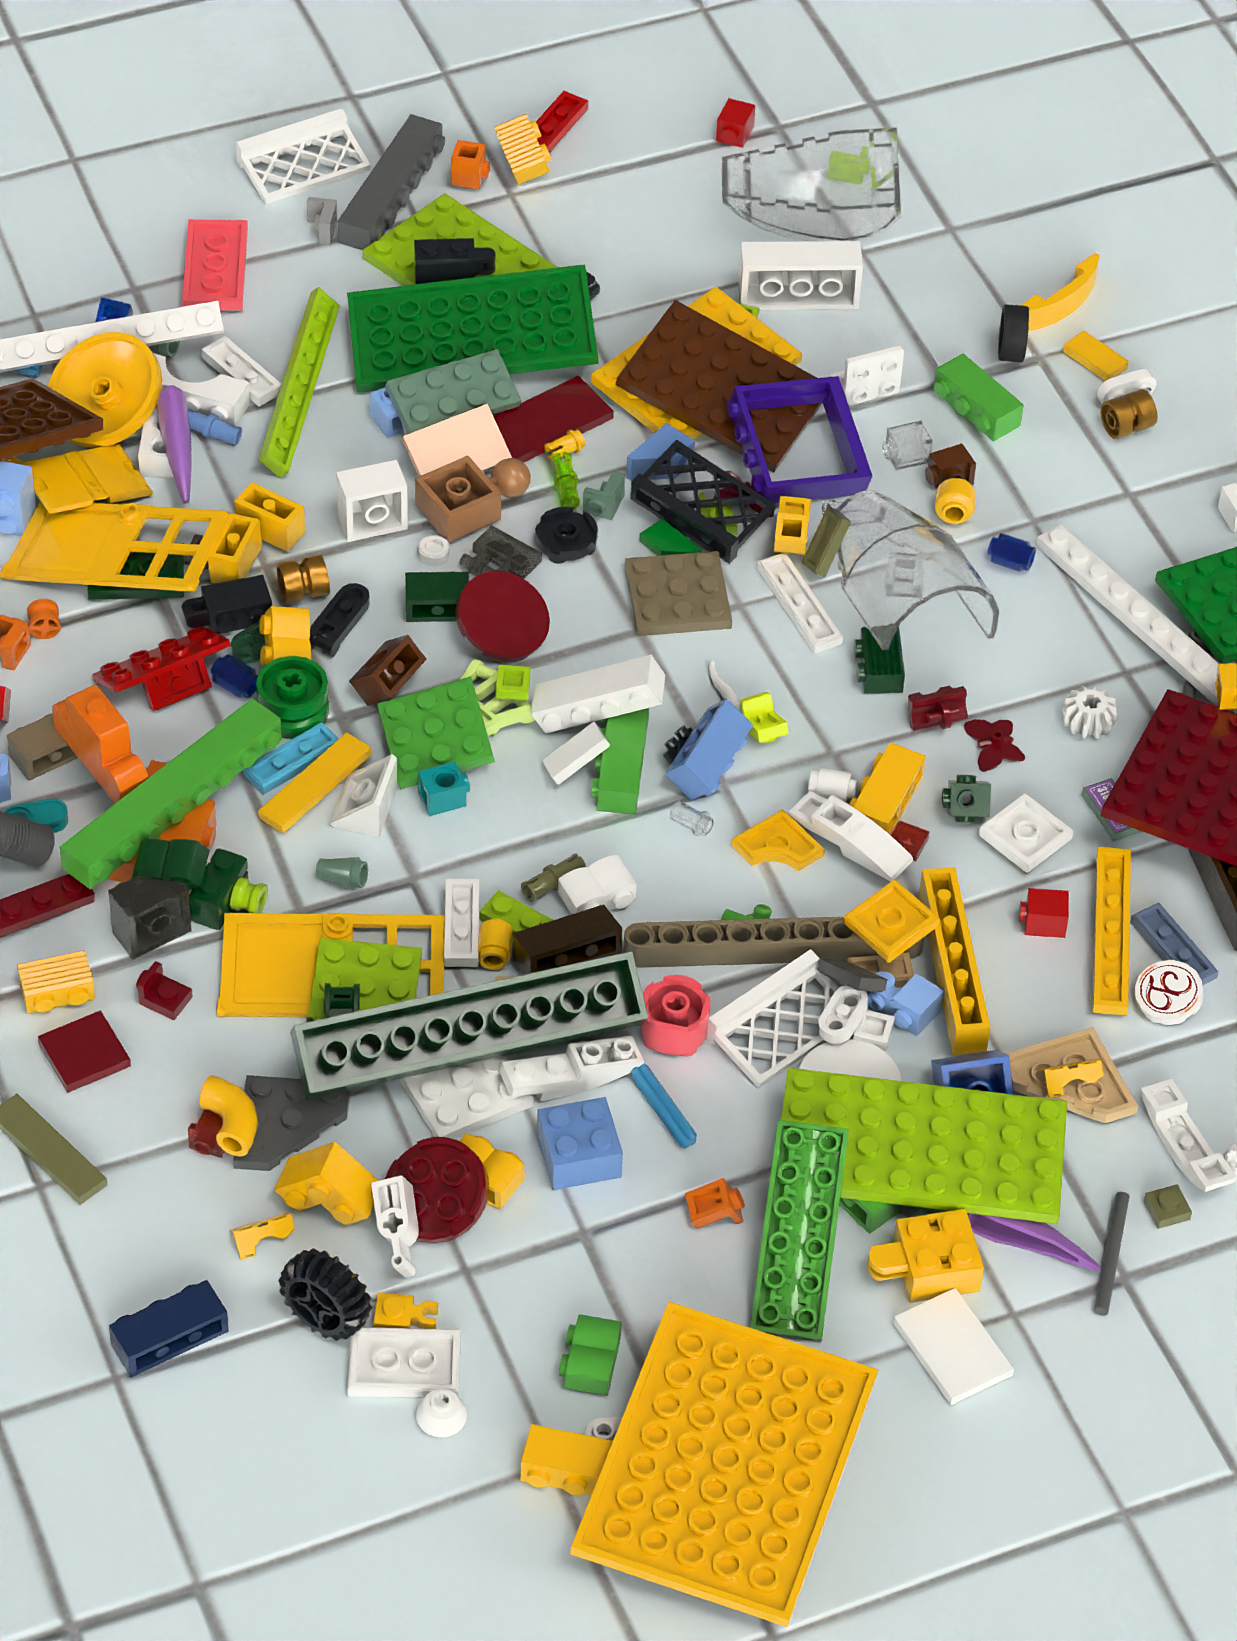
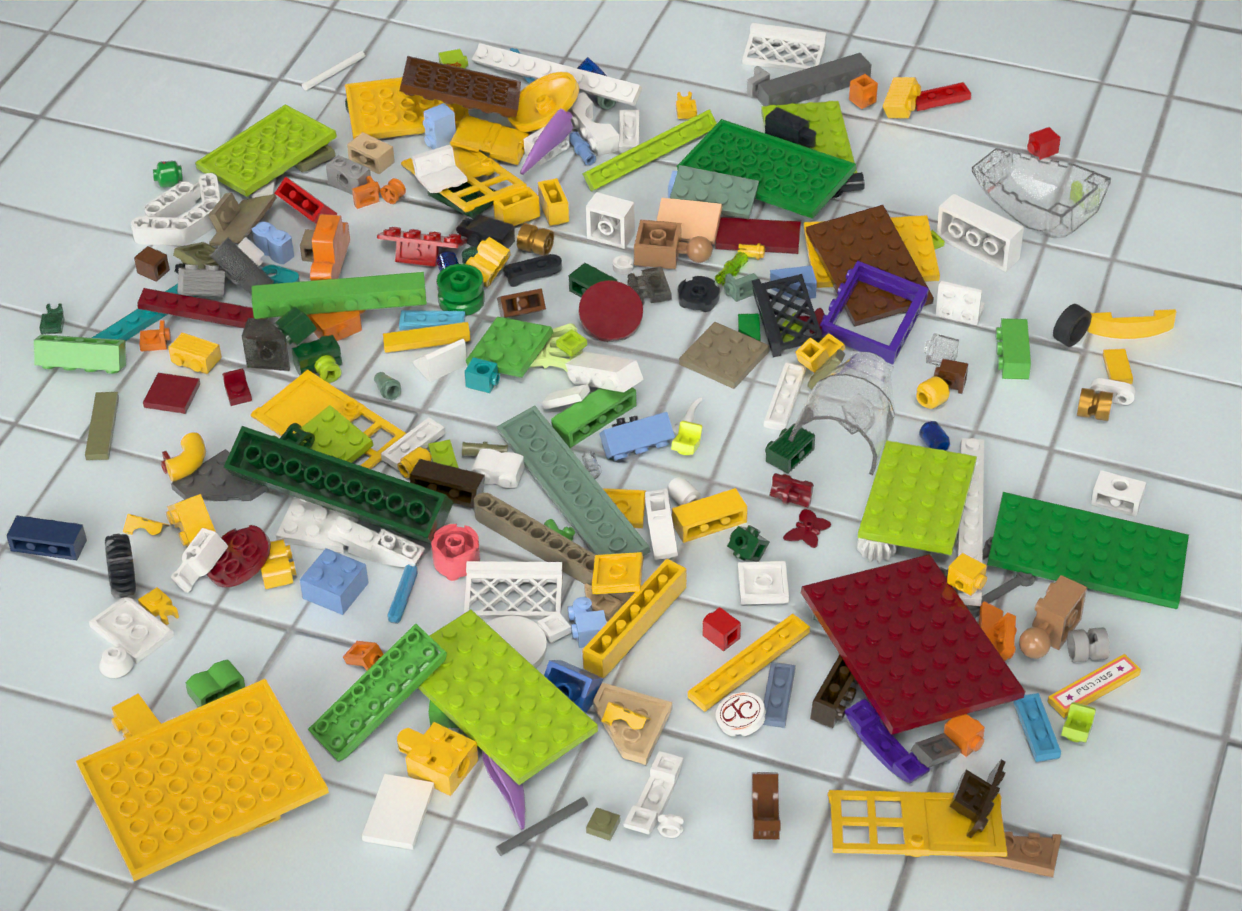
camera: 45 degrees right, 5 degrees down
(94, 561) = (437, 169): none -> white bracket
(215, 263) = (677, 76): coral plate -> none
(272, 301) = (685, 106): none -> yellow plate
(703, 856) = (570, 485): none -> sand green plate
(841, 1016) = (542, 606): white plate -> none
(852, 975) = (567, 588): dark grey tile -> none
(910, 838) = (695, 547): clear red tile -> none
(1085, 632) = (918, 497): none -> lime plate

